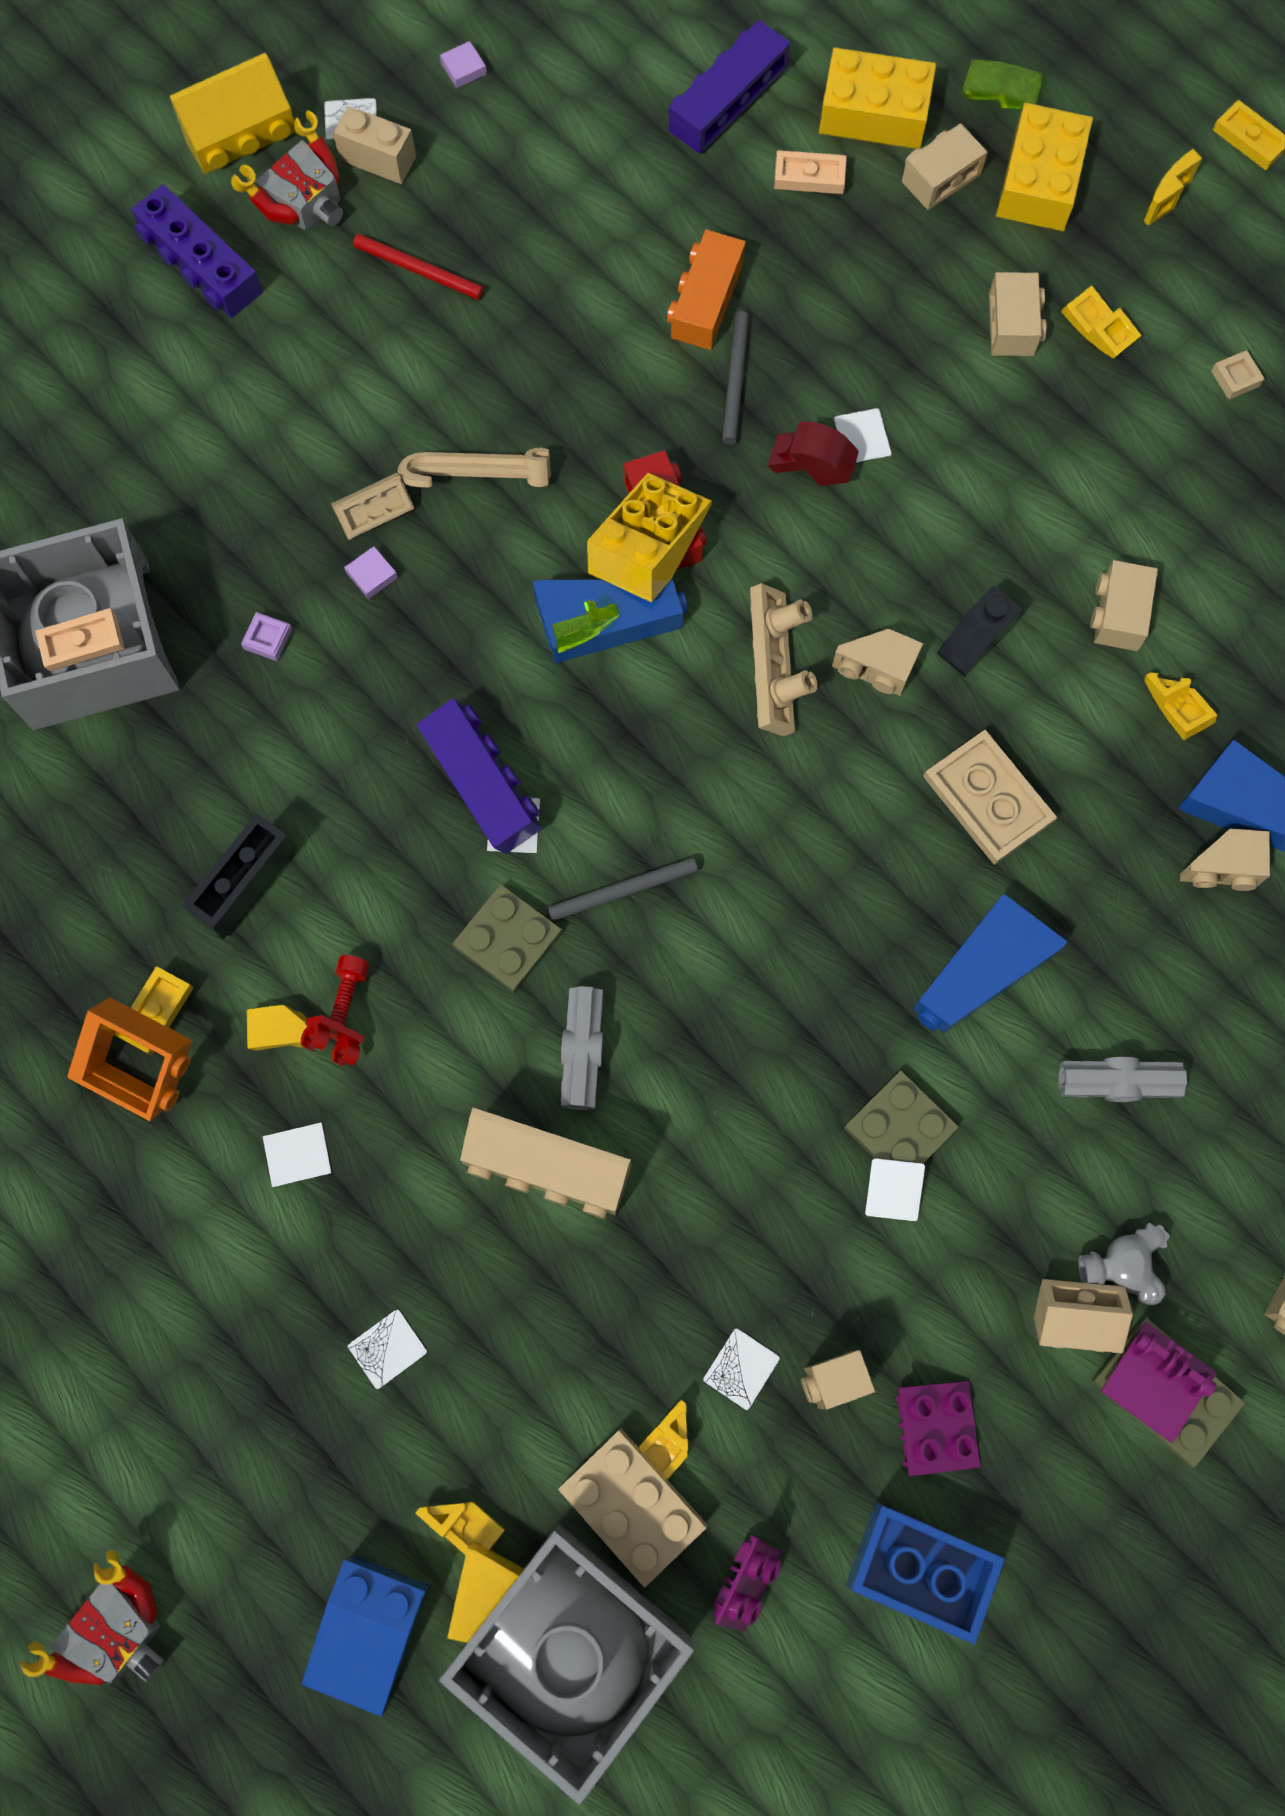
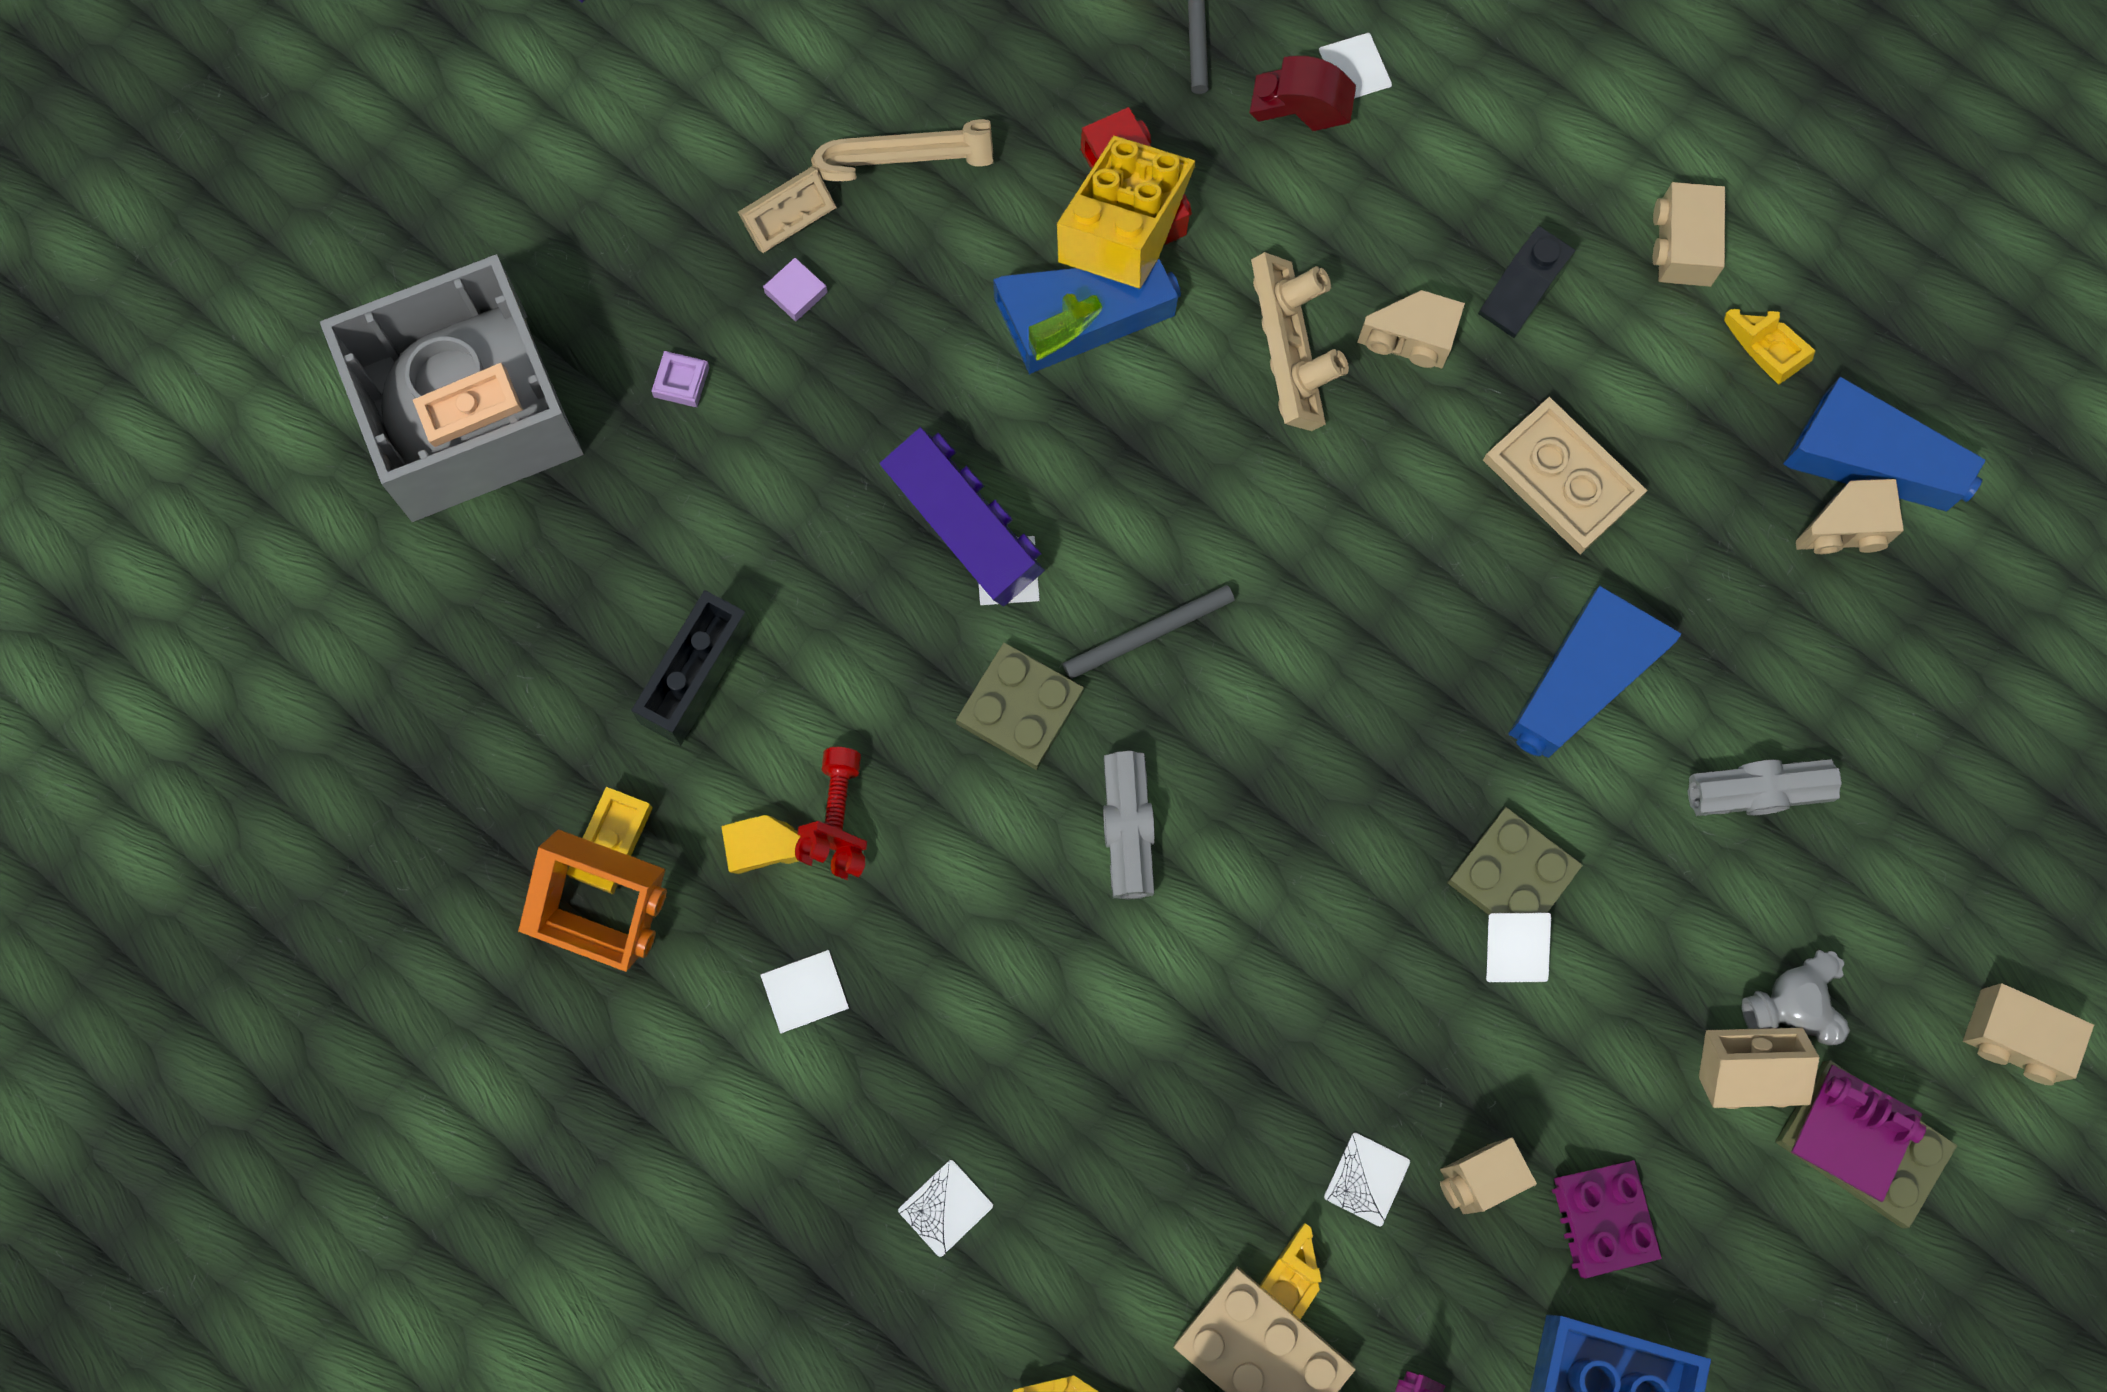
camera: 10 degrees left, 0 degrees up
(544, 1162) = (1107, 965): tan slope -> none

